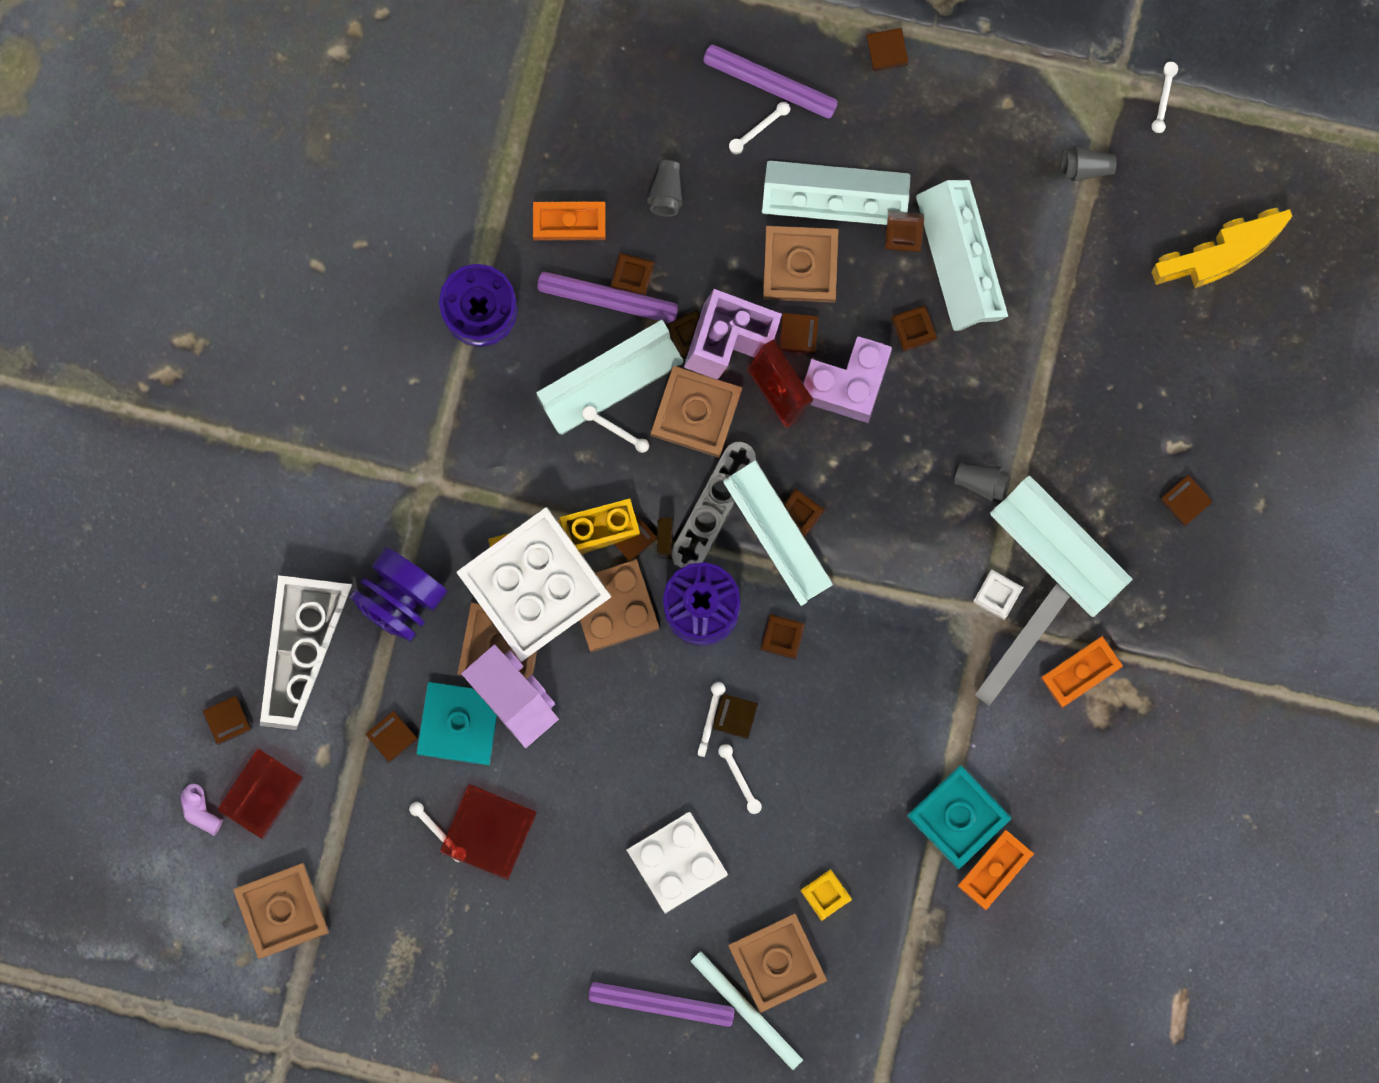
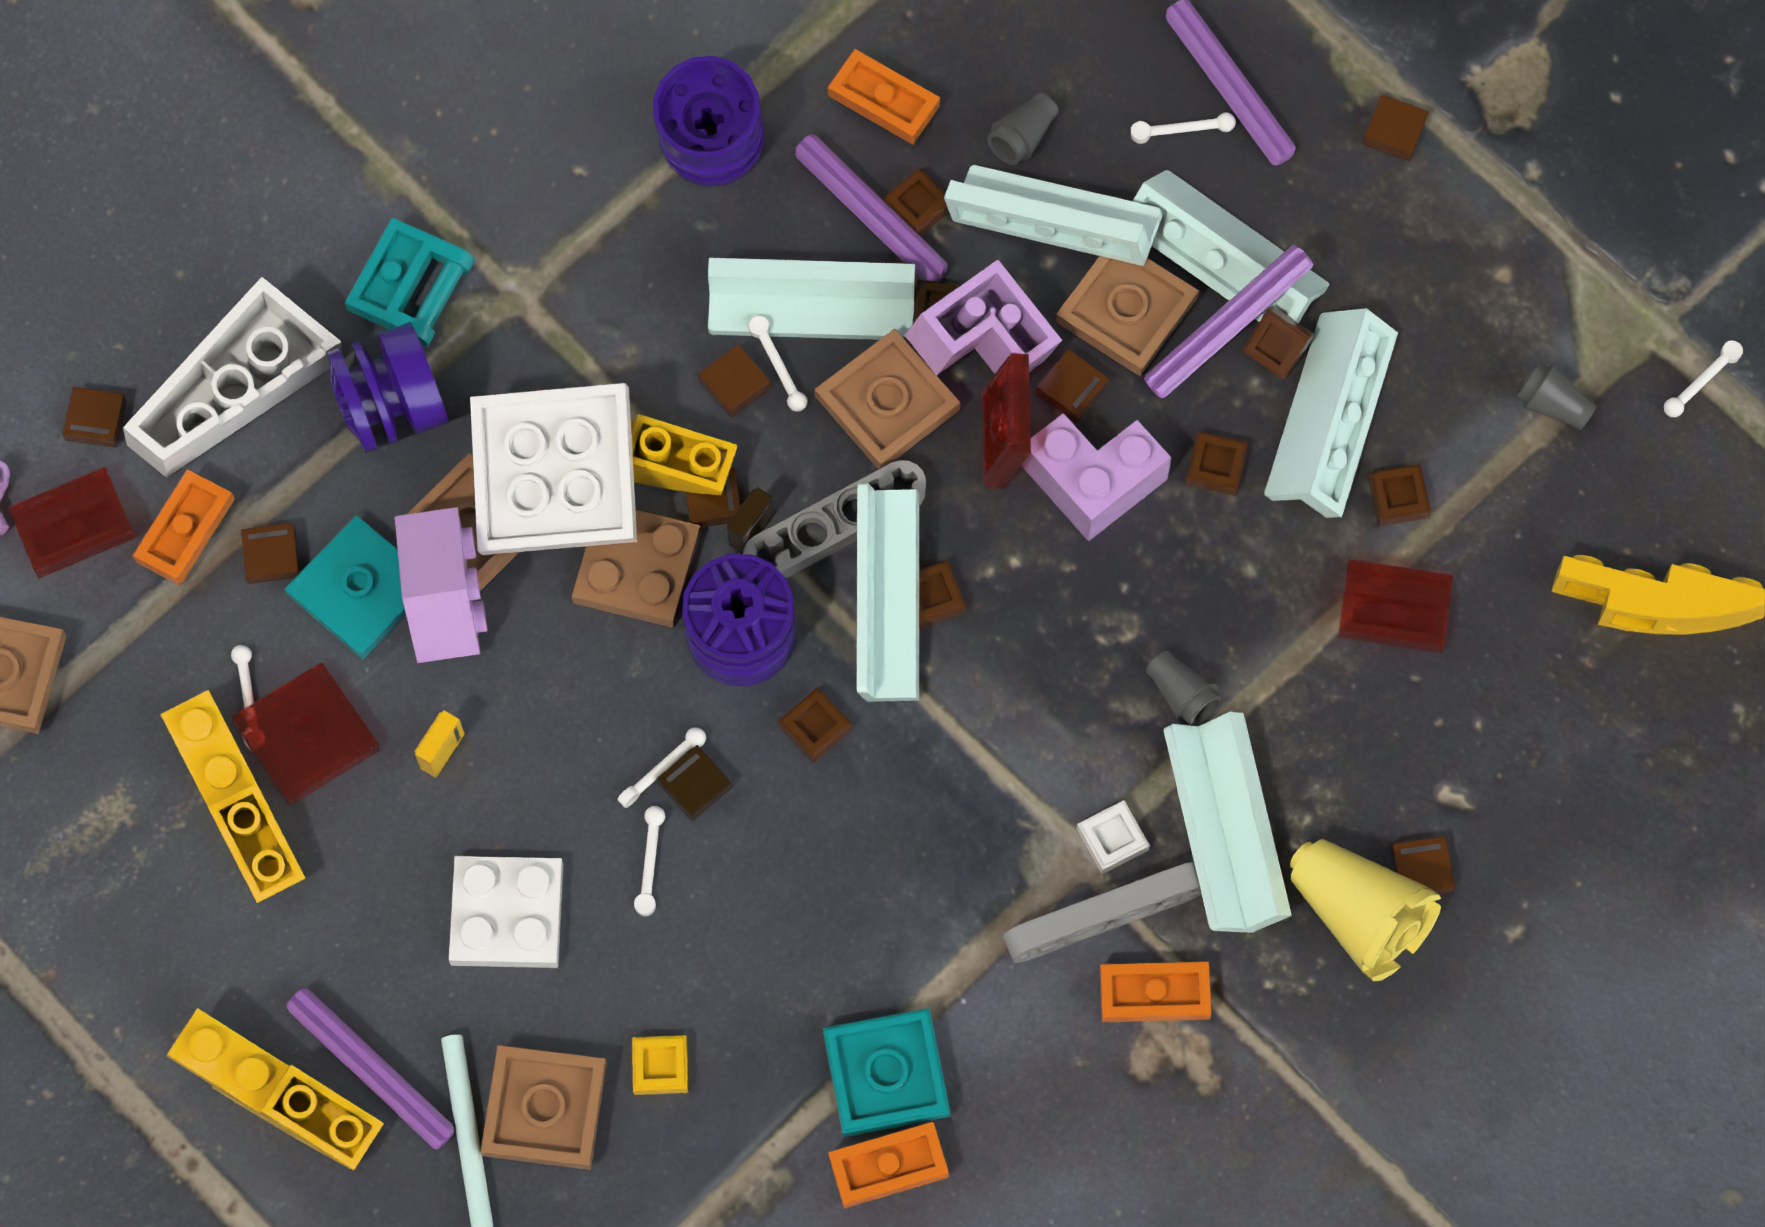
camera: 30 degrees right, 10 degrees down
(330, 754) = (183, 527): none -> orange plate
(348, 517) = (395, 273): none -> teal plate
(474, 898) = (233, 796): none -> yellow slope
(572, 789) = (439, 743): none -> yellow tile
(596, 456) = (734, 380): none -> reddish brown tile
(617, 1053) = (274, 1090): none -> yellow slope
(721, 233) = (1054, 214): none -> light aqua panel
(869, 238) = (1228, 321): none -> medium lavender axle
(1032, 281) = (1399, 495): none -> reddish brown tile
(1074, 352) = (1395, 606): none -> clear red plate
(1168, 546) = (1364, 905): none -> light yellow cone

